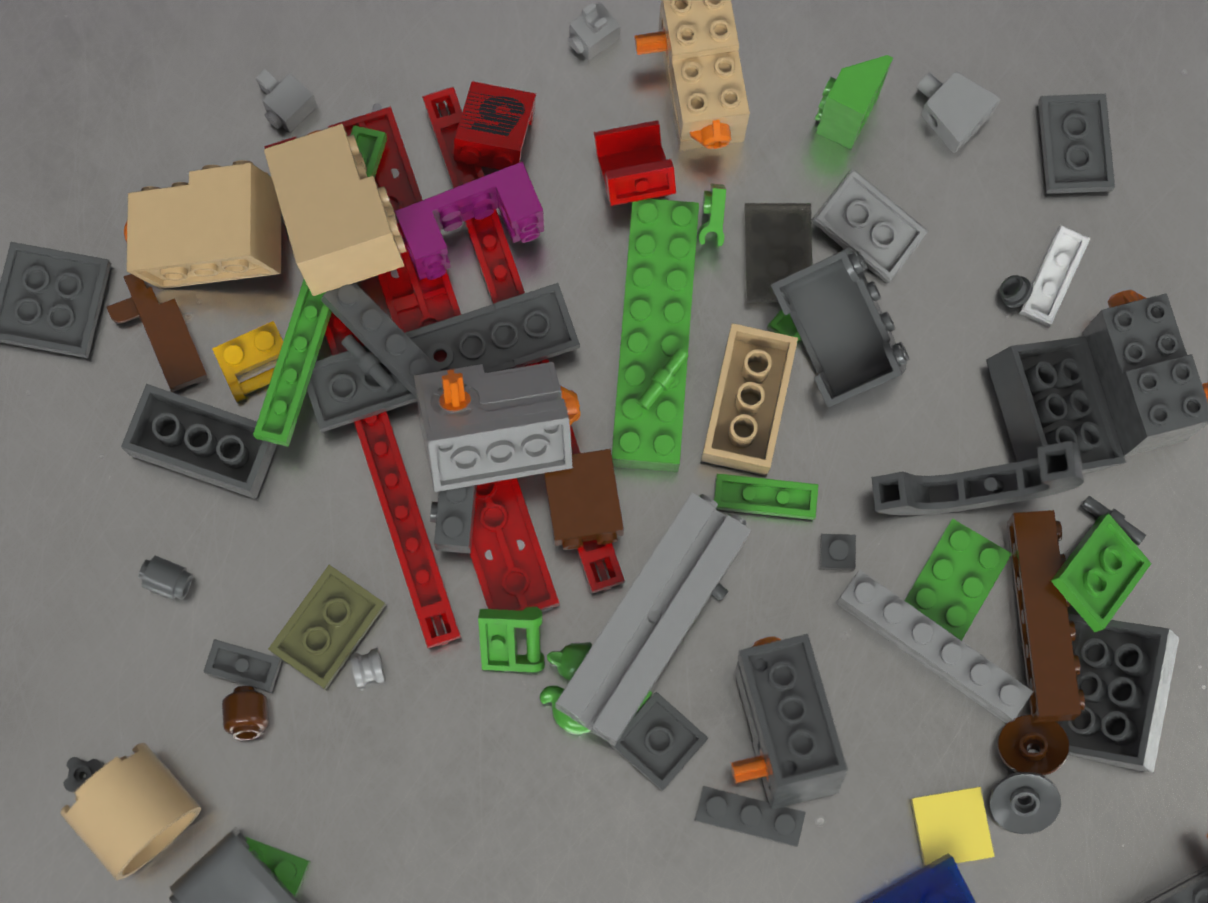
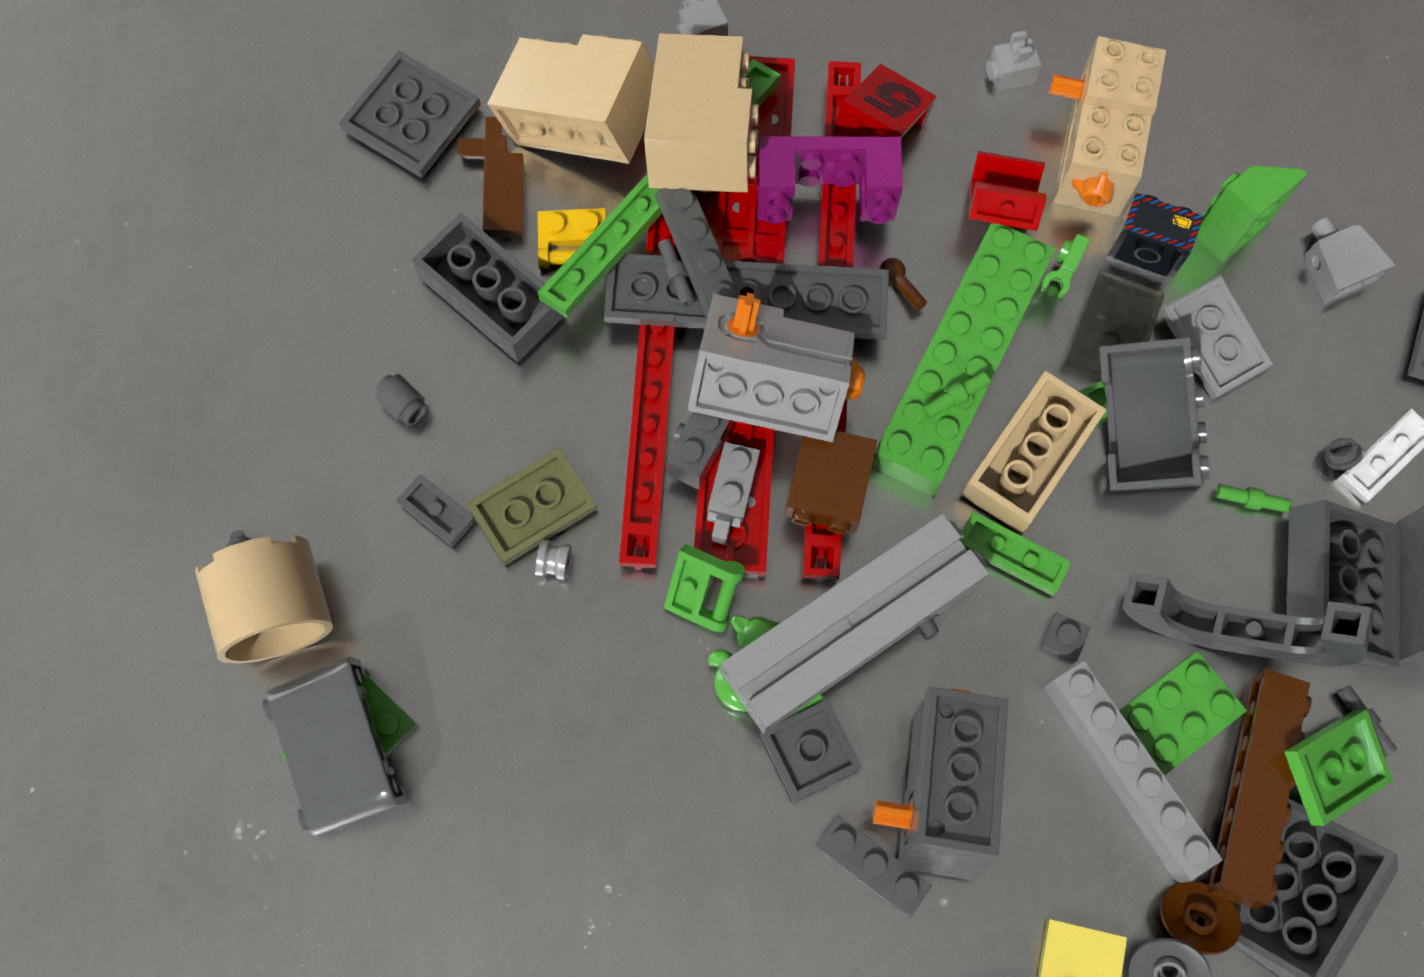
camera: 25 degrees right, 5 degrees down
(245, 713) = (417, 555): reddish brown head -> none
(499, 541) = (731, 489): none -> light grey hinge
(563, 274) = (897, 277): none -> reddish brown bar
(781, 155) = (1154, 237): none -> black brick
(953, 361) = (1253, 498): none -> bright green bar

